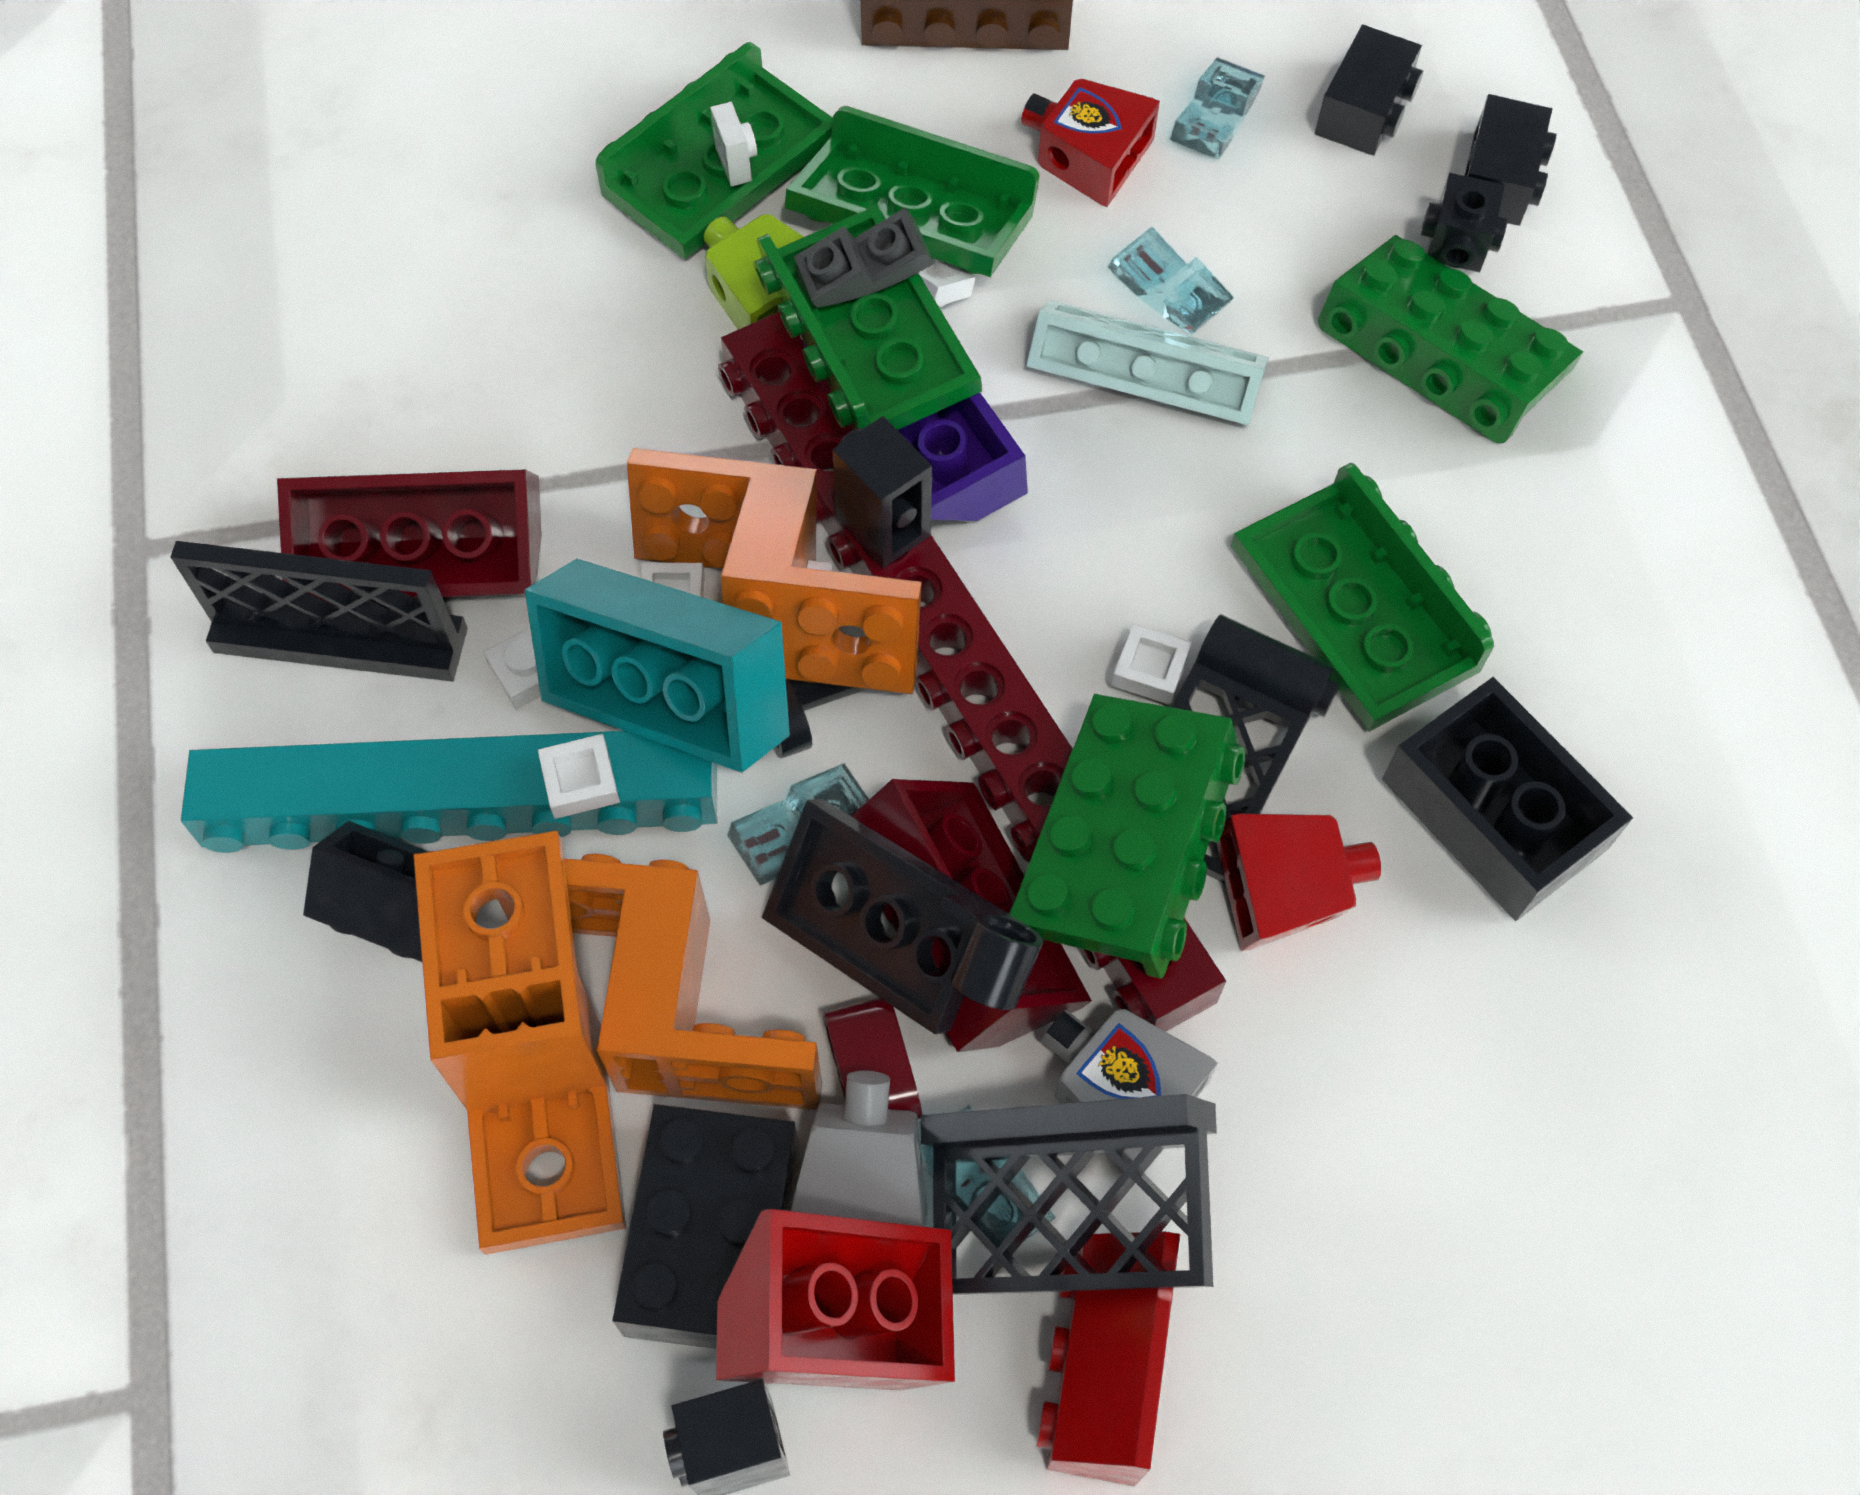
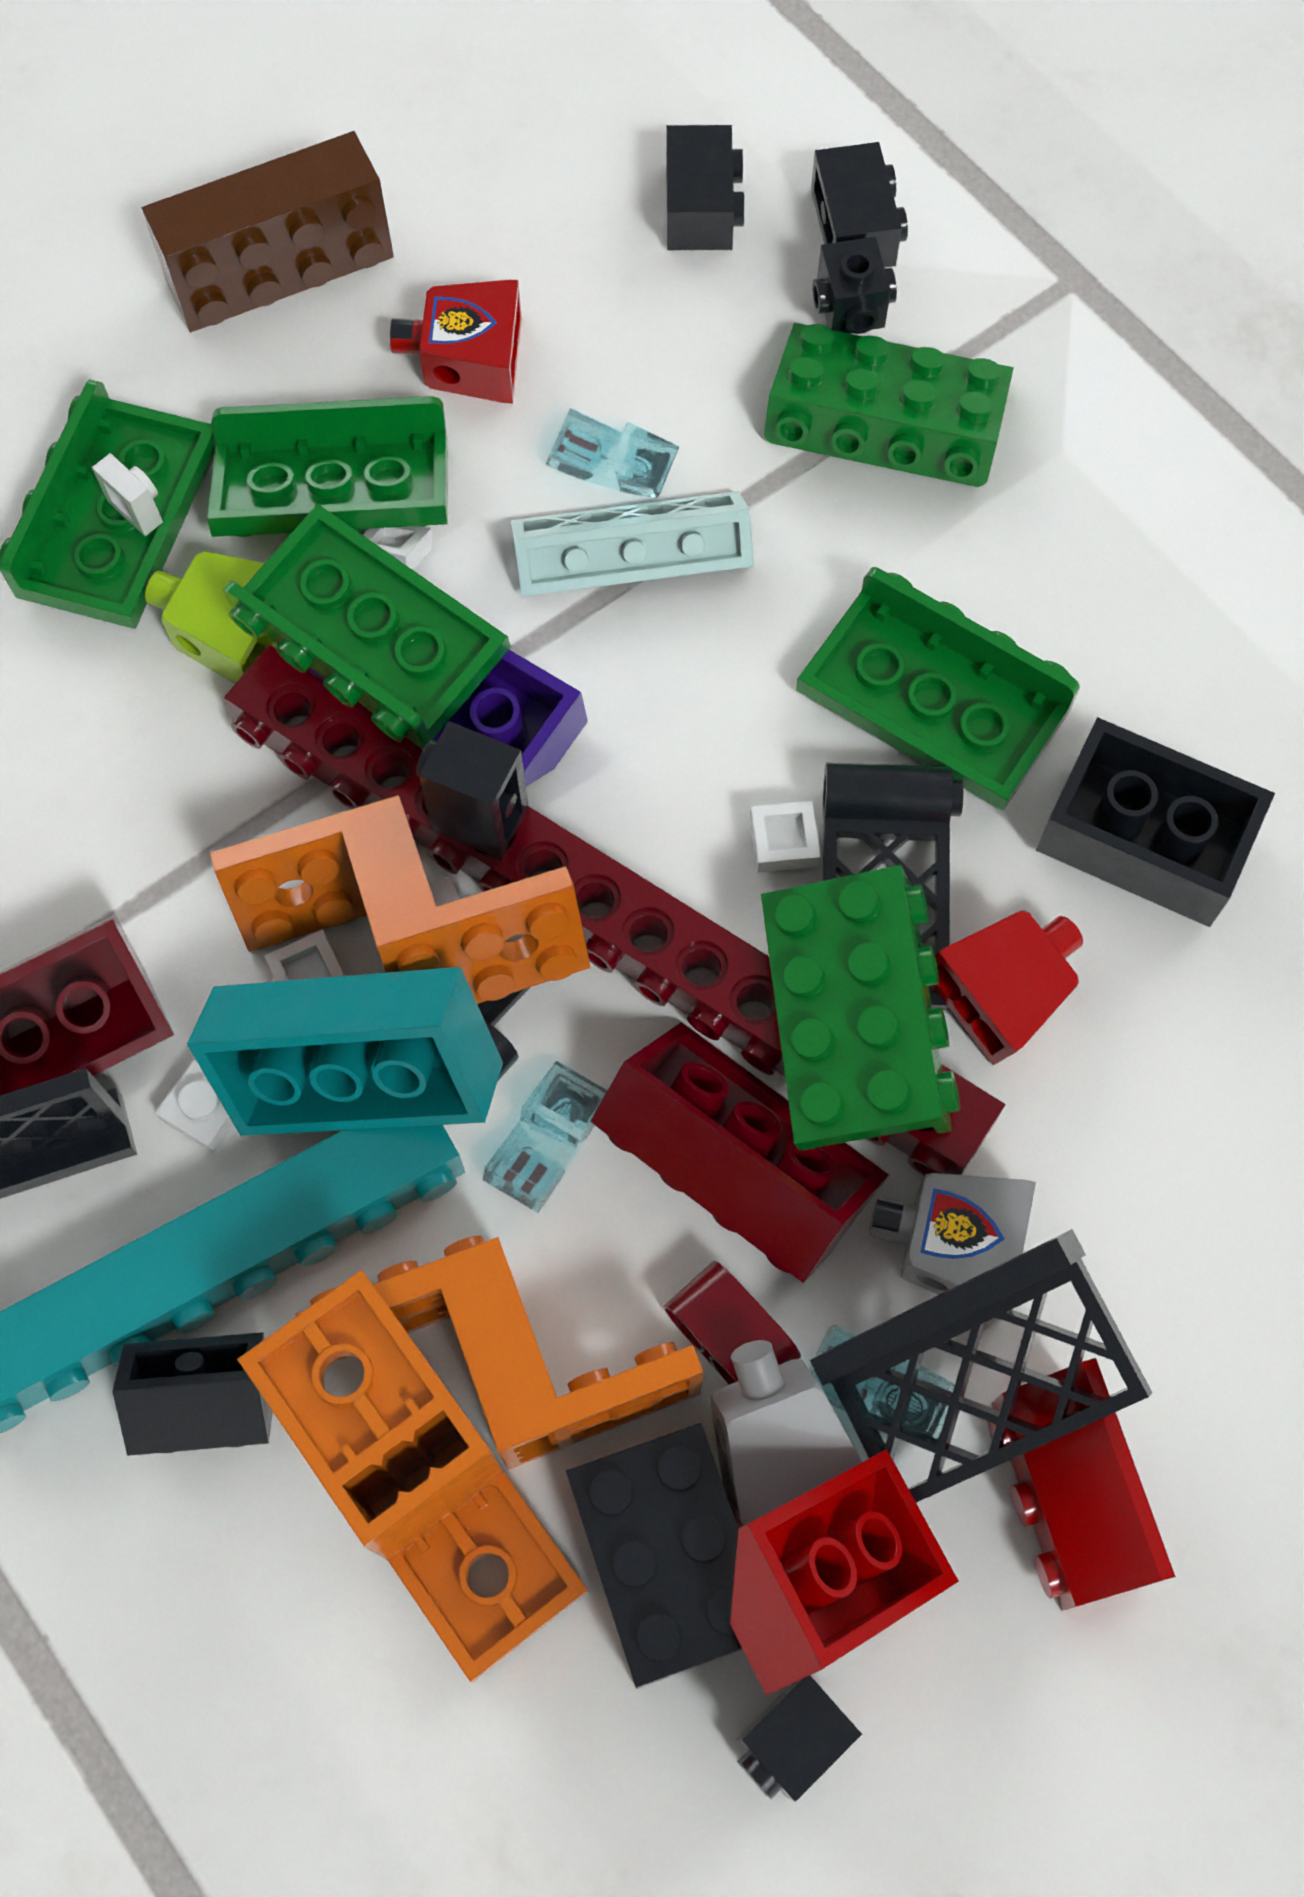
camera: 25 degrees left, 5 degrees up
(578, 776) = (329, 1197): white plate -> none
(852, 267) = (331, 576): dark grey slope -> none
(987, 945) = (801, 1181): black hinge -> none
(1218, 108) = (567, 261): clear light blue slope -> none

